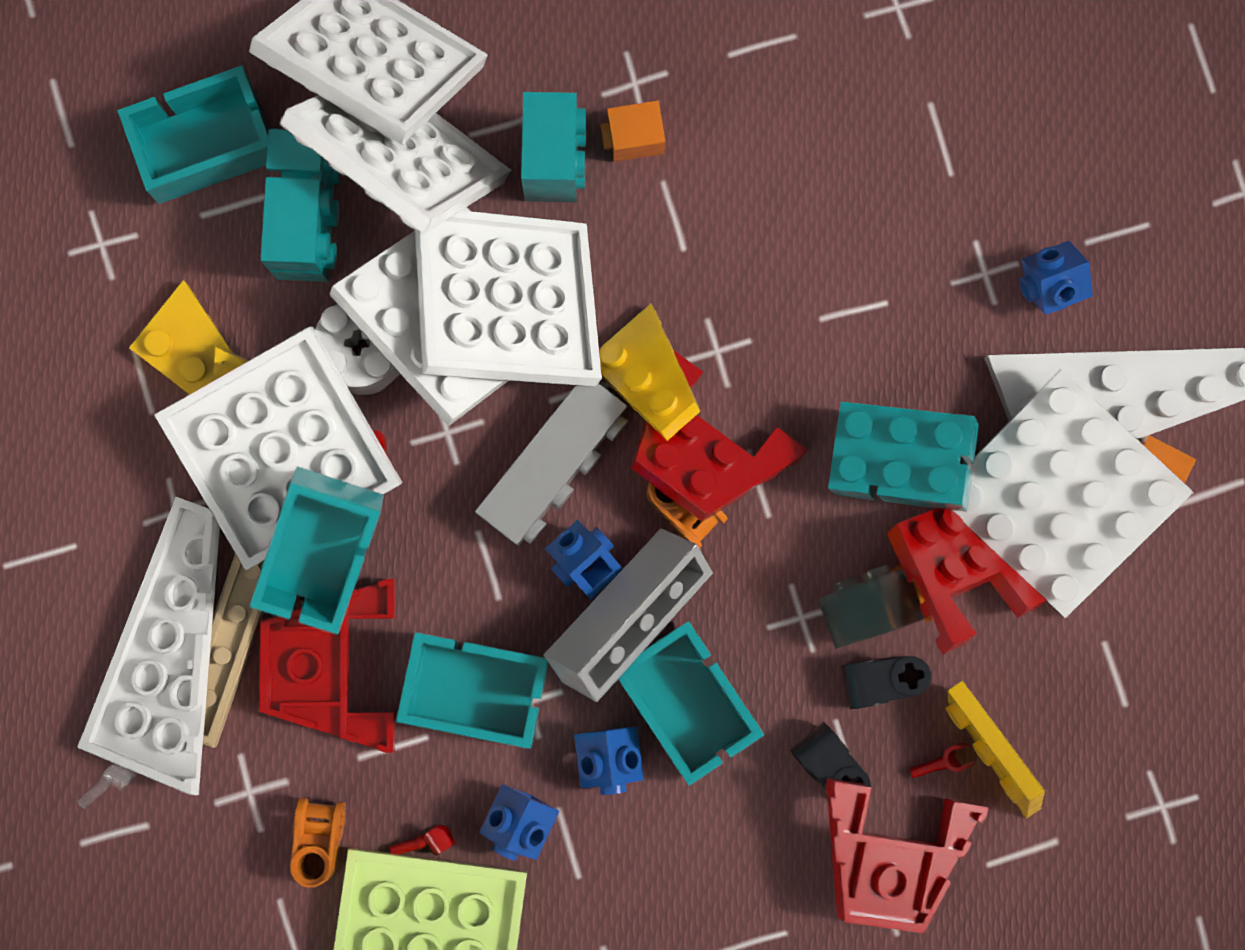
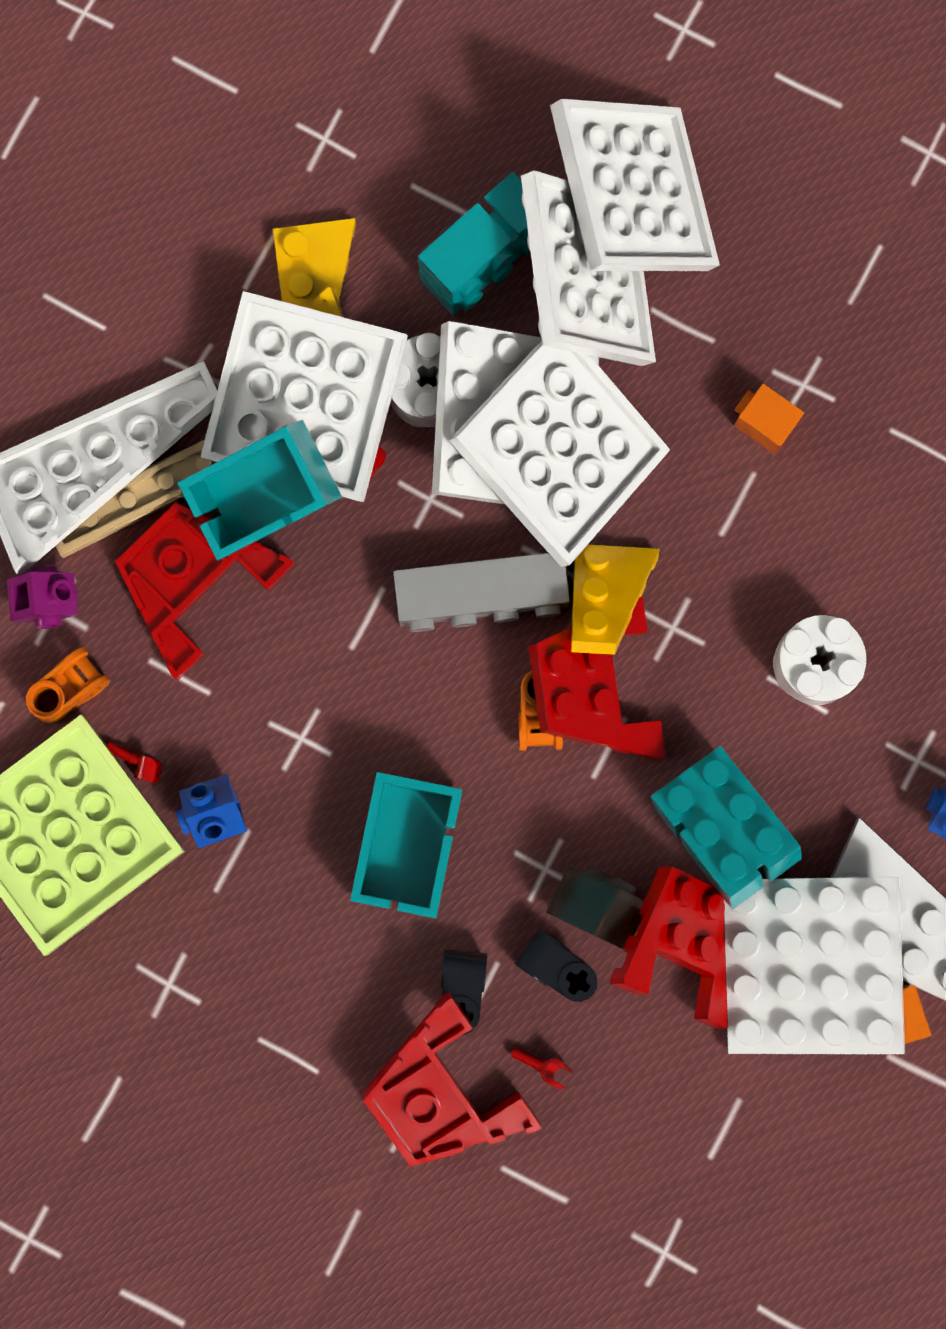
camera: 50 degrees right, 0 degrees up
(209, 139) = (467, 137): teal piece -> none
(231, 792) = (42, 597): none -> magenta brick
(472, 690) = (270, 691): teal piece -> none
(550, 141) = (695, 372): teal brick -> none
(583, 559) = (435, 677): blue brick -> none
(609, 759) = (315, 830): blue brick -> none
(628, 614) = (427, 744): light grey brick -> none
(871, 272) = (831, 638): none -> white brick
(995, 750) = (584, 1091): yellow wing -> none

